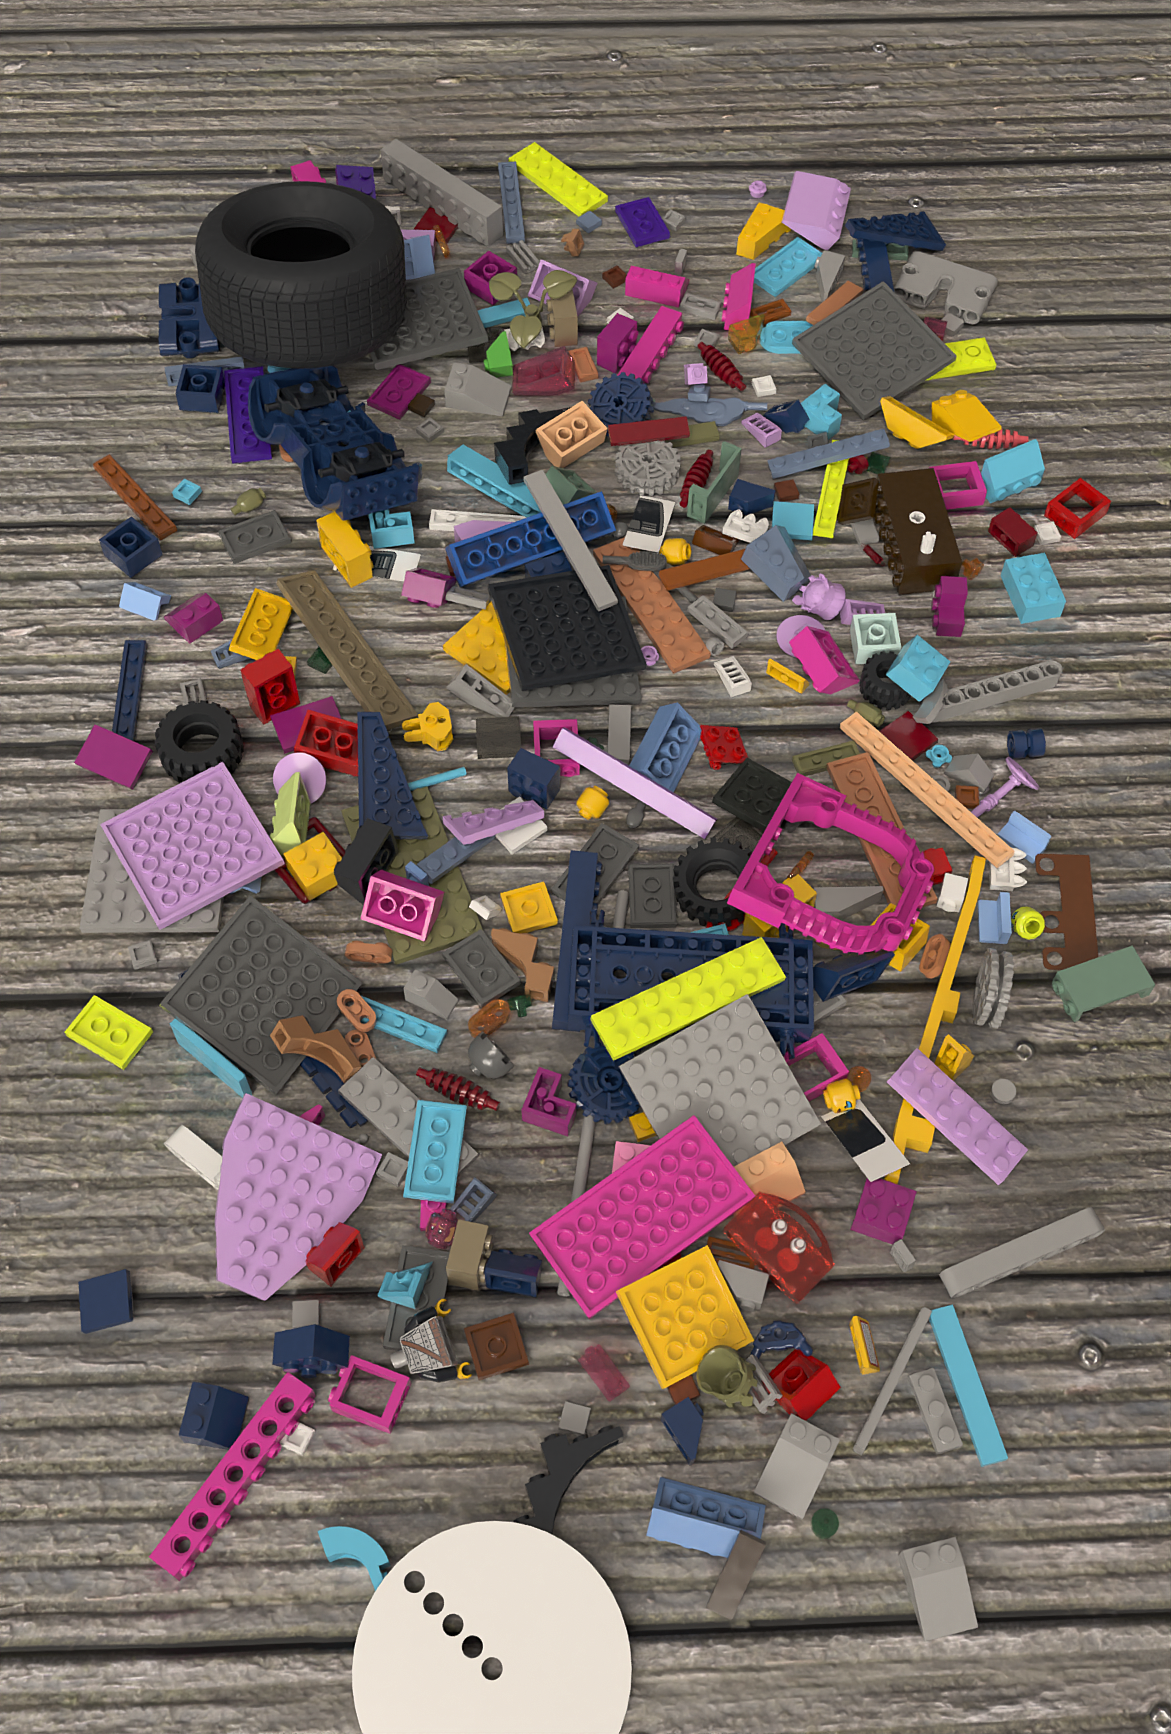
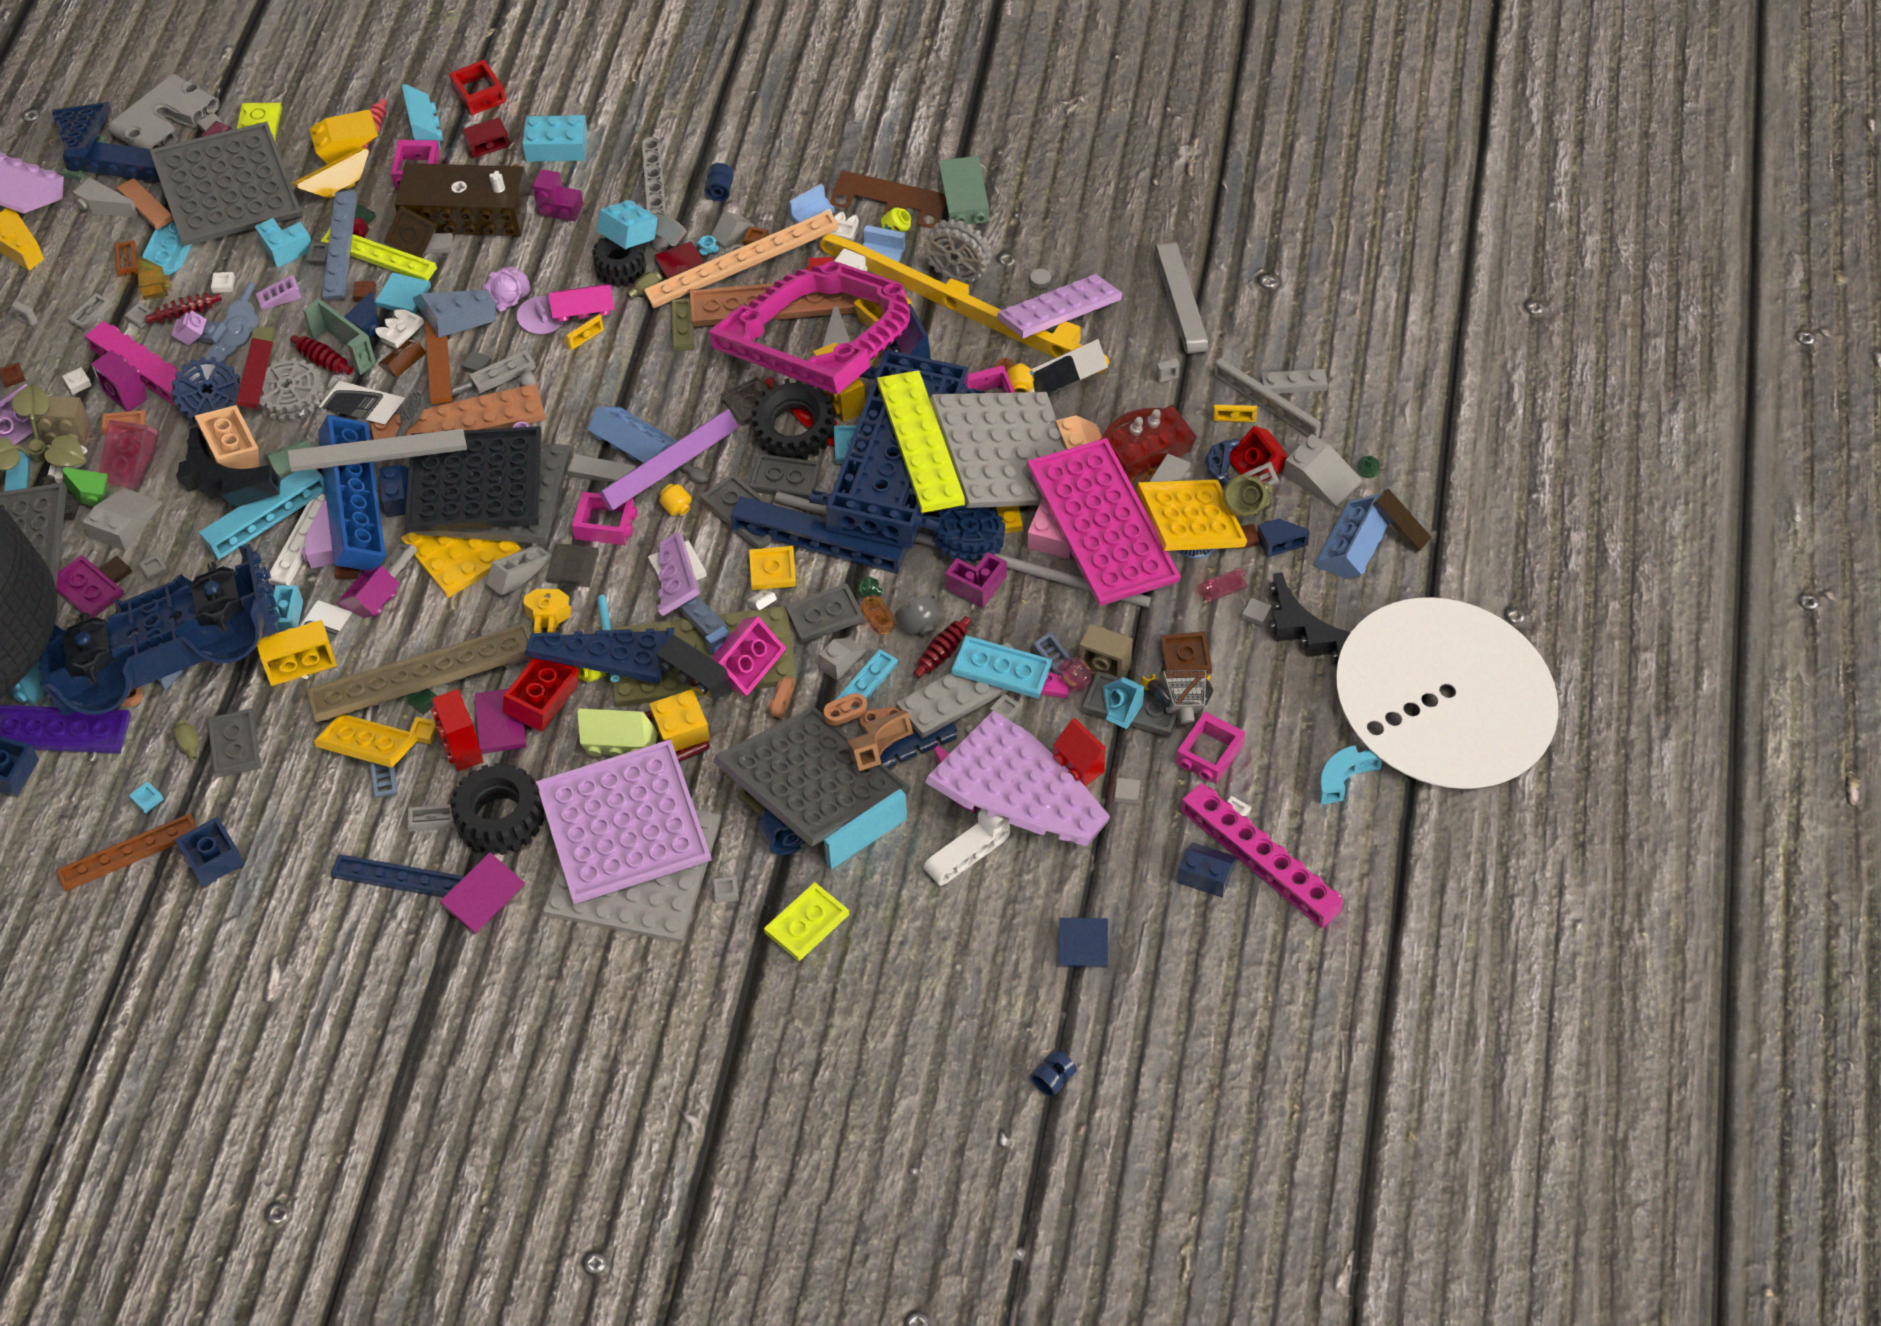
camera: 75 degrees left, 5 degrees down
(143, 600) = (283, 851): light blue panel -> none
(195, 617) = (322, 805): magenta slope -> none
(310, 770) = (563, 727): lavender shield -> none
(311, 1350) = (1170, 774): dark blue brick -> none
(513, 1273) = (1130, 619): dark blue slope -> none
(521, 952) = (821, 577): medium nougat arch -> none
(533, 778) = (638, 535): dark blue brick -> none
(655, 286) = (46, 340): dark pink slope -> none
(676, 551) = (407, 383): yellow head -> none
(722, 745) = (644, 391): red hinge -> none
(733, 688) = (577, 367): white slope -> none
(739, 296) = (104, 270): dark pink slope -> none
(752, 793) = (709, 377): pearl dark grey plate -> none
(786, 266) = (69, 233): medium azure tile -> none
(788, 416) = (274, 267): dark blue slope -> none
(852, 606) = (532, 266): lavender slope -> none
(873, 554) = (467, 243): dark red piece -> none
(873, 635) = (570, 257): light aqua brick -> none
(883, 1210) = (1127, 373): magenta brick -> none
(934, 956) = (911, 289): nougat plate -> none
(938, 1588) = (1426, 406): light grey slope -> none
(953, 1057) = (1008, 290): yellow slope -> none
(967, 1386) = (1281, 356): medium azure tile -> none
(1018, 777) = (751, 195): lavender dish -> none
(1047, 533) = (492, 113): white tile -> none

